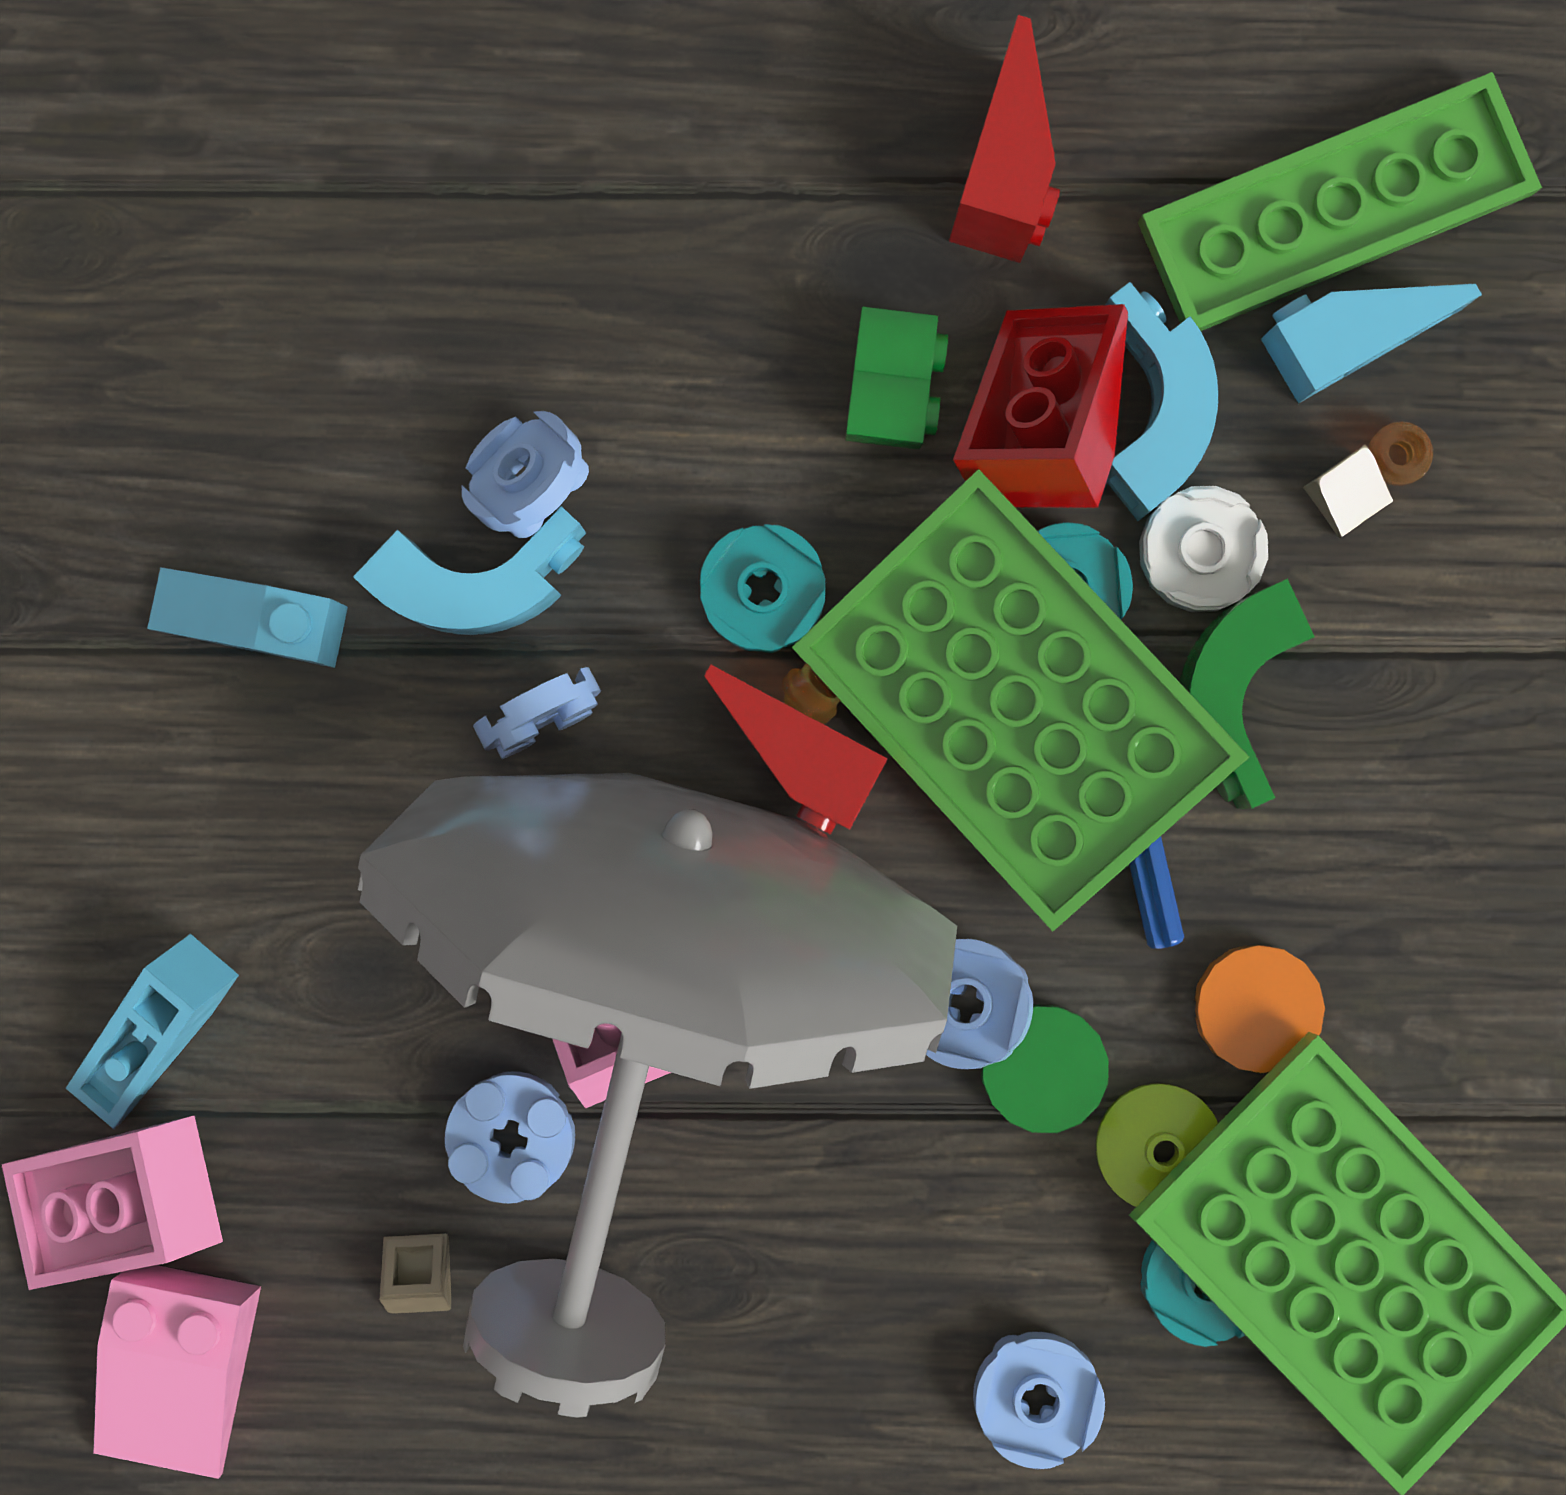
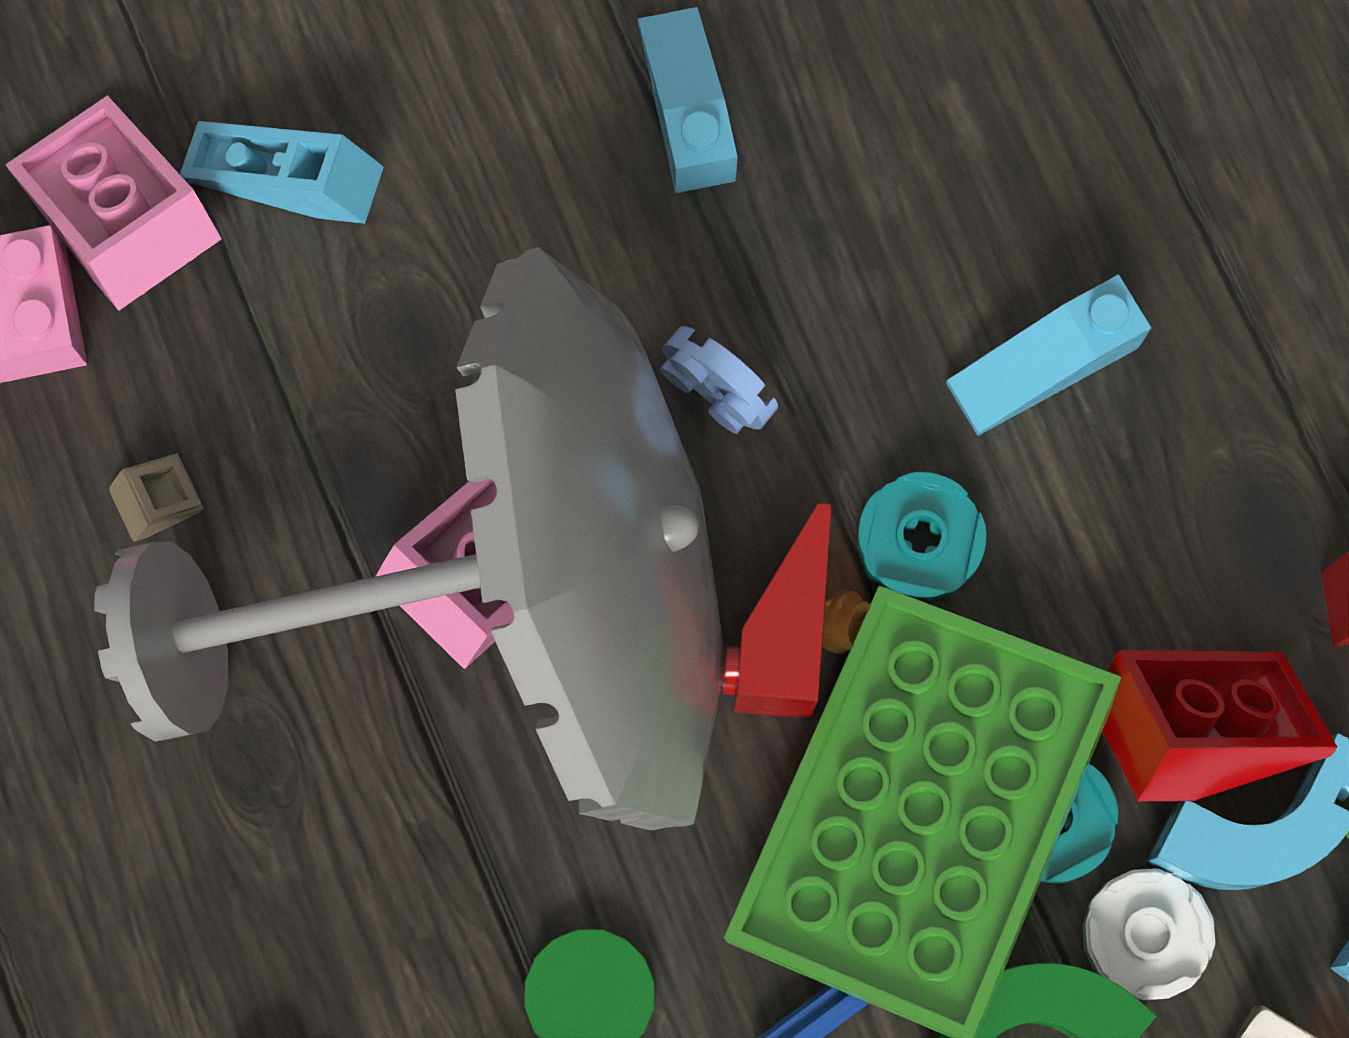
camera: 65 degrees right, 10 degrees down
(475, 602) = (792, 288): medium azure arch -> none
(477, 1156) = (287, 503): light blue plate -> none
(551, 473) = (926, 278): light blue plate -> none
(645, 392) = (1050, 355): none -> medium azure slope
(893, 378) = (1168, 572): green brick -> none
(1006, 1008) = (628, 927): light blue plate -> none

